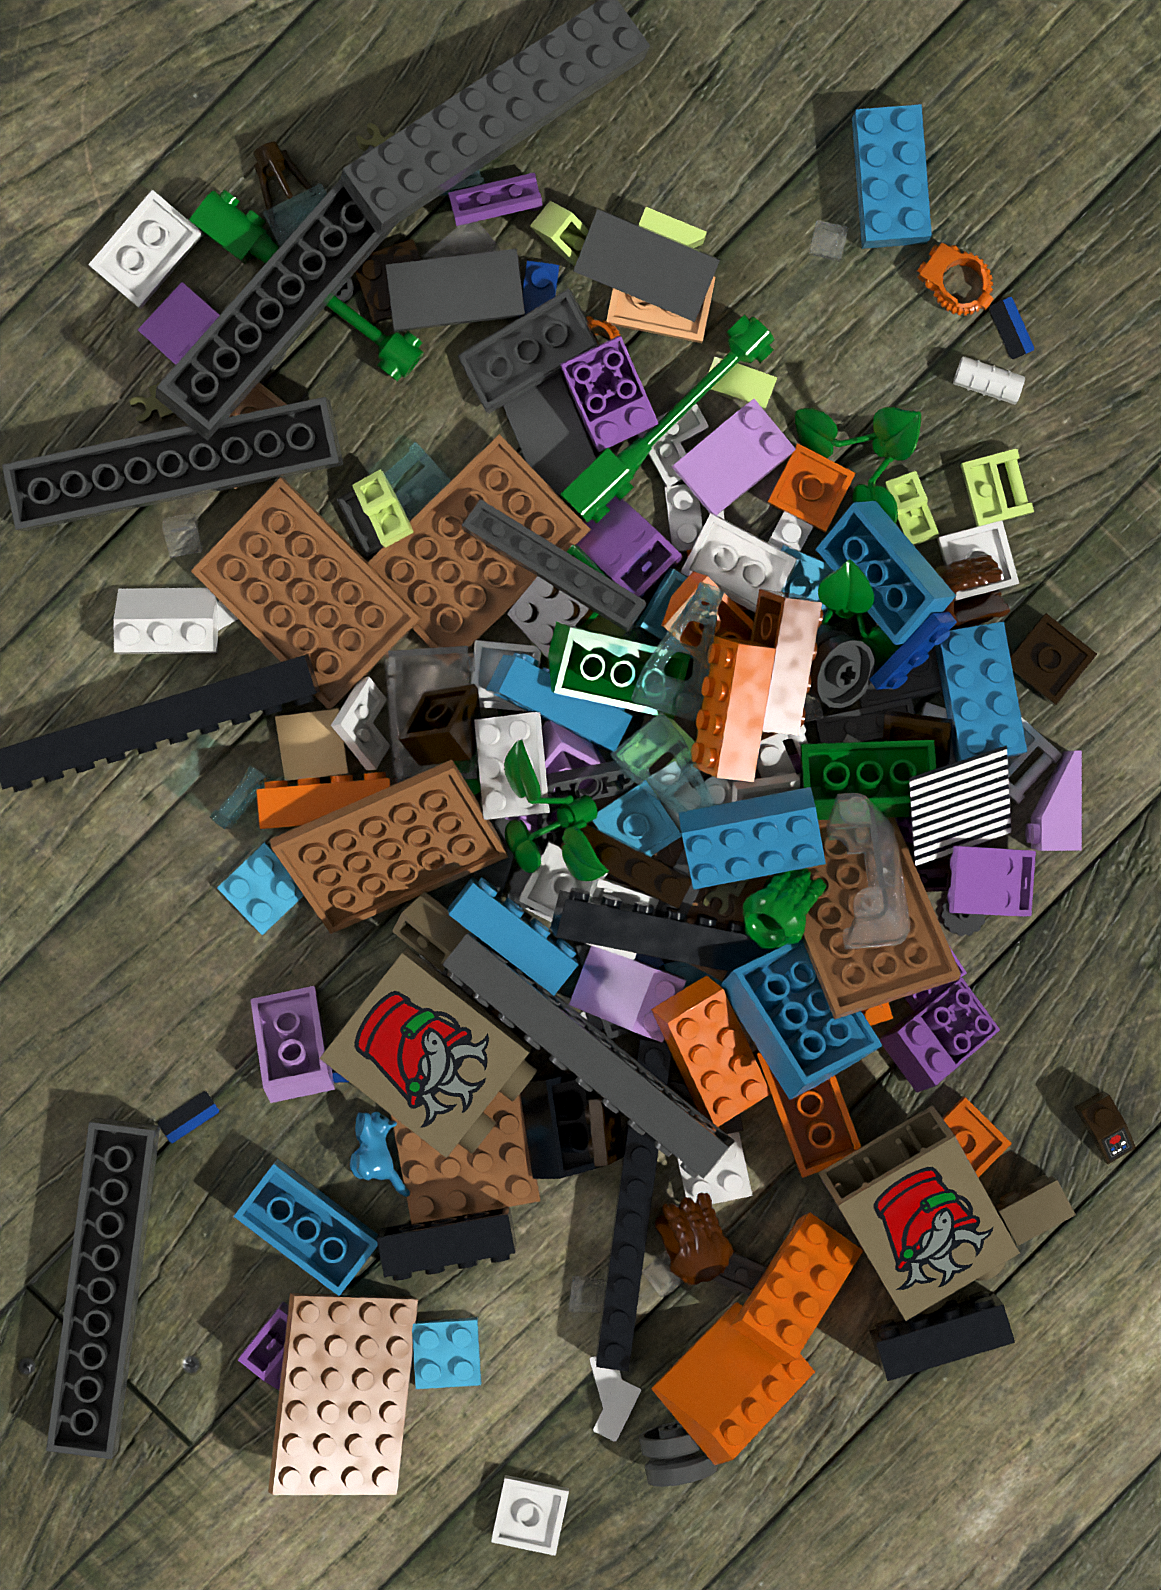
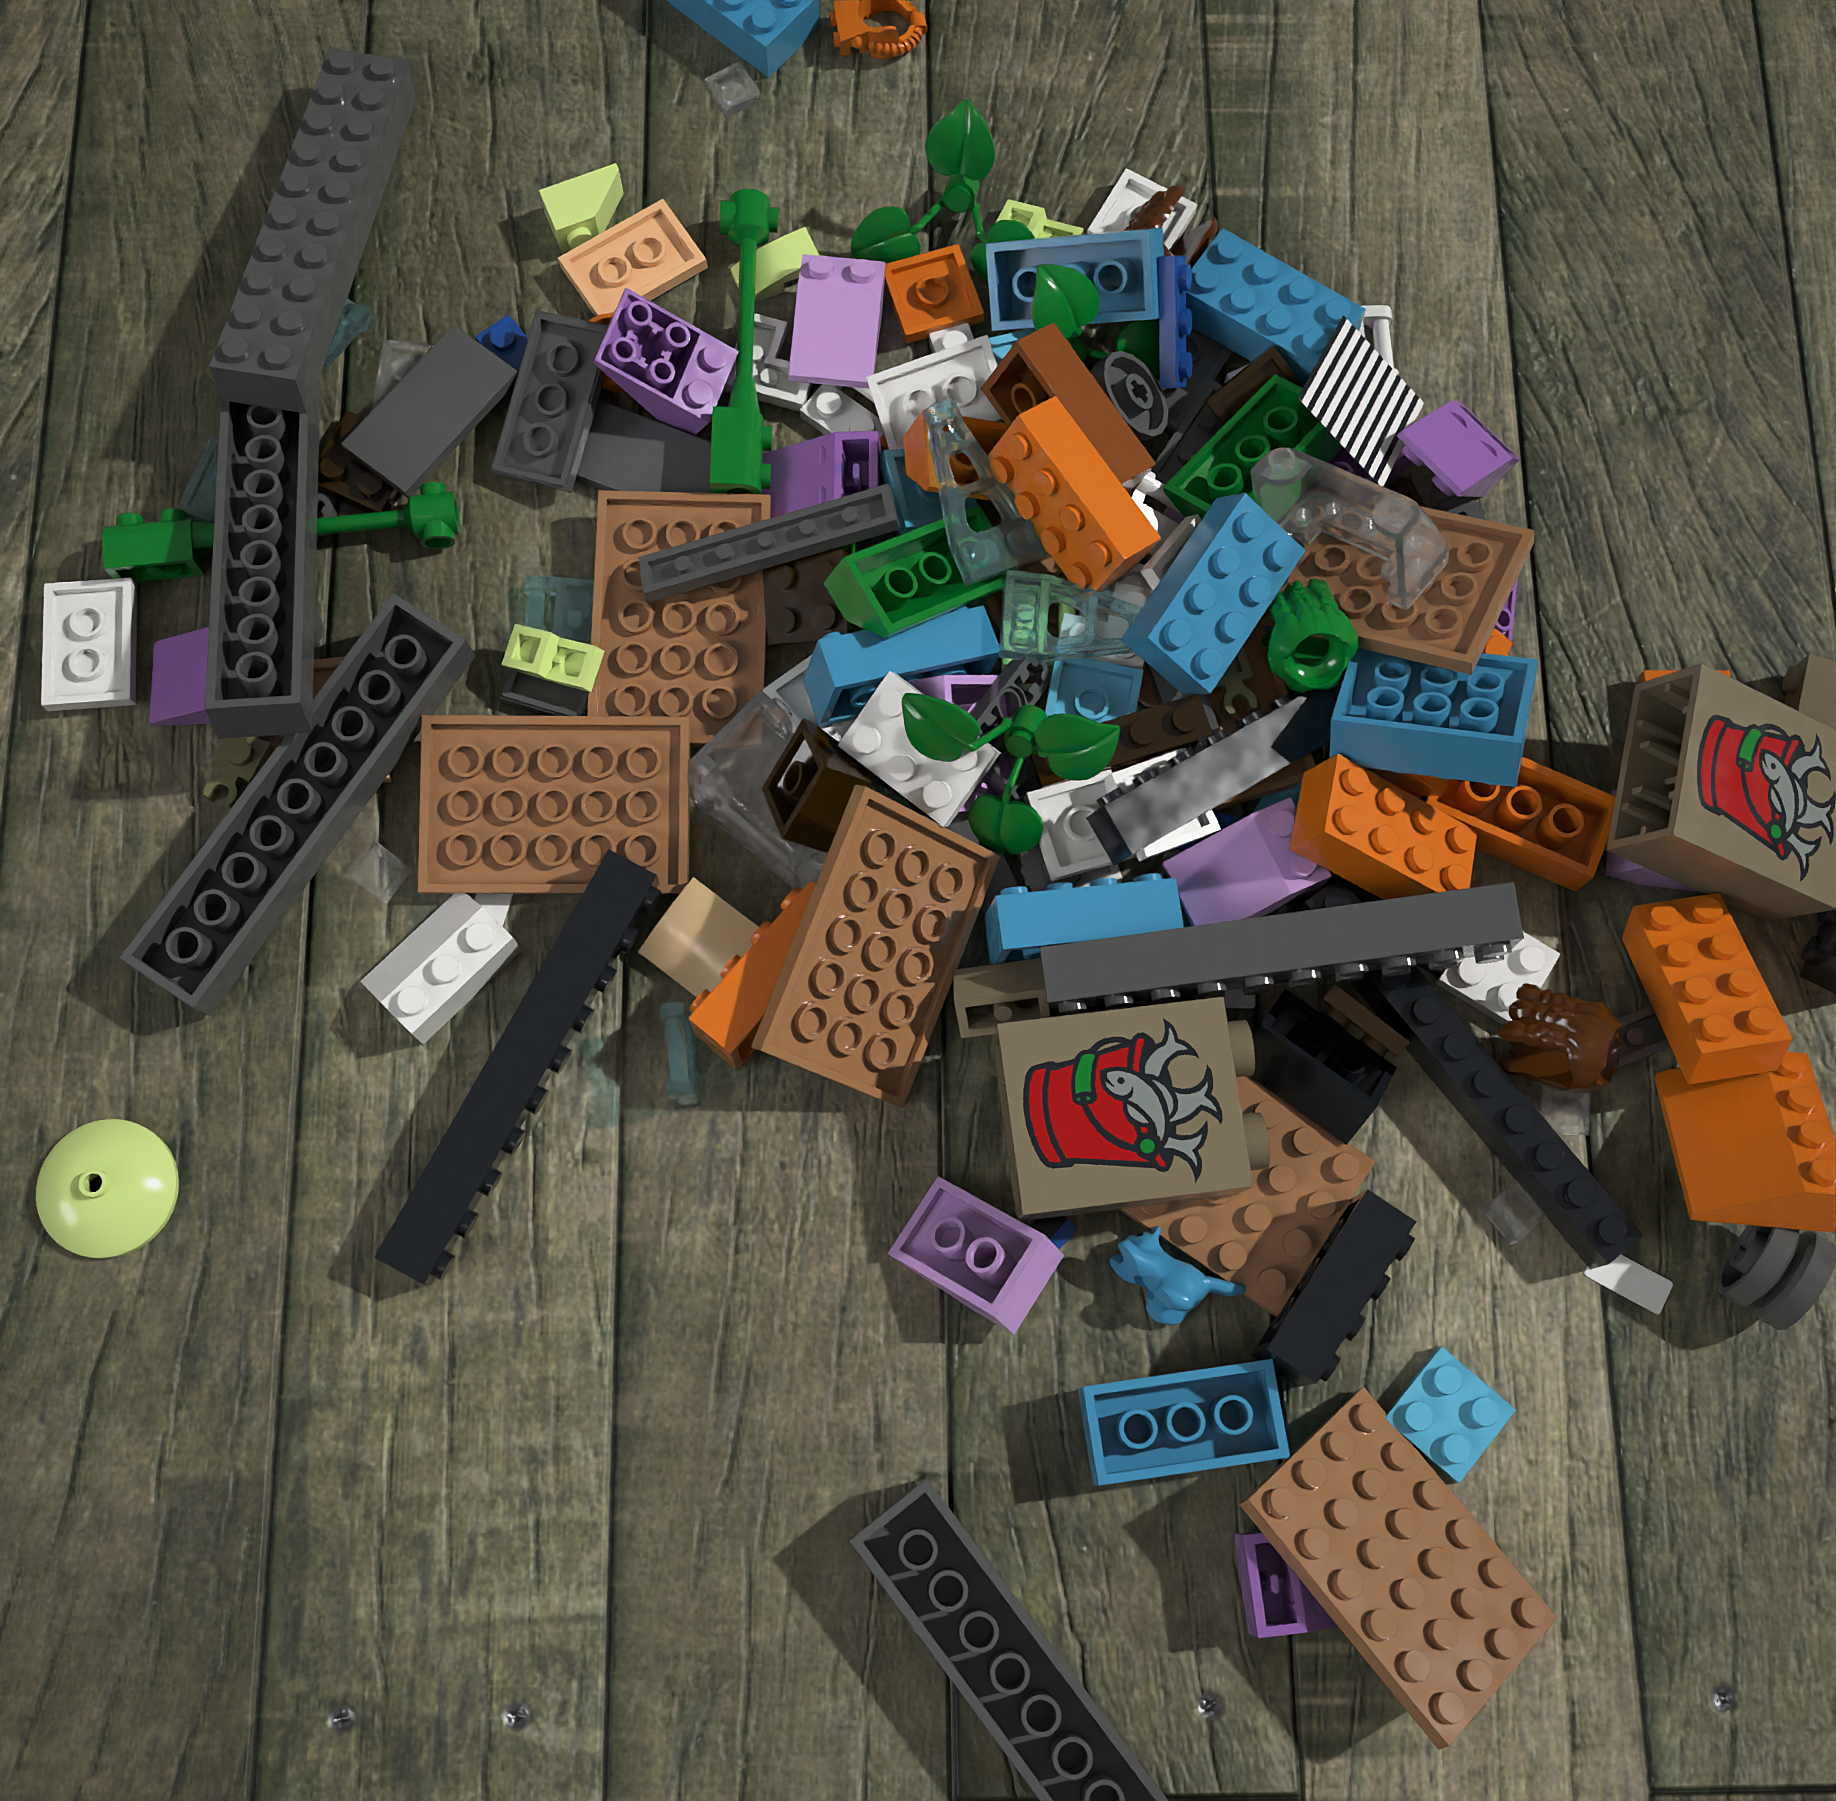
camera: 50 degrees left, 15 degrees down
(188, 1116) = (944, 1440): black sticker -> none
(261, 889) = (791, 1130): medium azure plate -> none
(271, 161) = (146, 462): dark brown plant -> none
(356, 725) = (725, 876): white plate -> none
(495, 199) = (393, 307): medium lavender hinge -> none
(530, 1515) = (1706, 1495): white plate -> none
(561, 231) = (493, 282): yellowish green slope -> none
(617, 1410) = (1666, 1298): white sticker -> none
(646, 265) = (589, 233): dark grey tile -> none
(939, 1036) = (1568, 636): medium lavender slope -> none
(987, 491) = (1086, 160): yellowish green plate -> none
(989, 380) = (991, 74): white axle -> none
(1011, 328) = (964, 27): black sticker -> none
(1051, 659) = (1296, 235): dark brown plate -> none
(1058, 815) = (1441, 339): lavender slope -> none
(1106, 1126) = (1786, 576): dark brown slope -> none

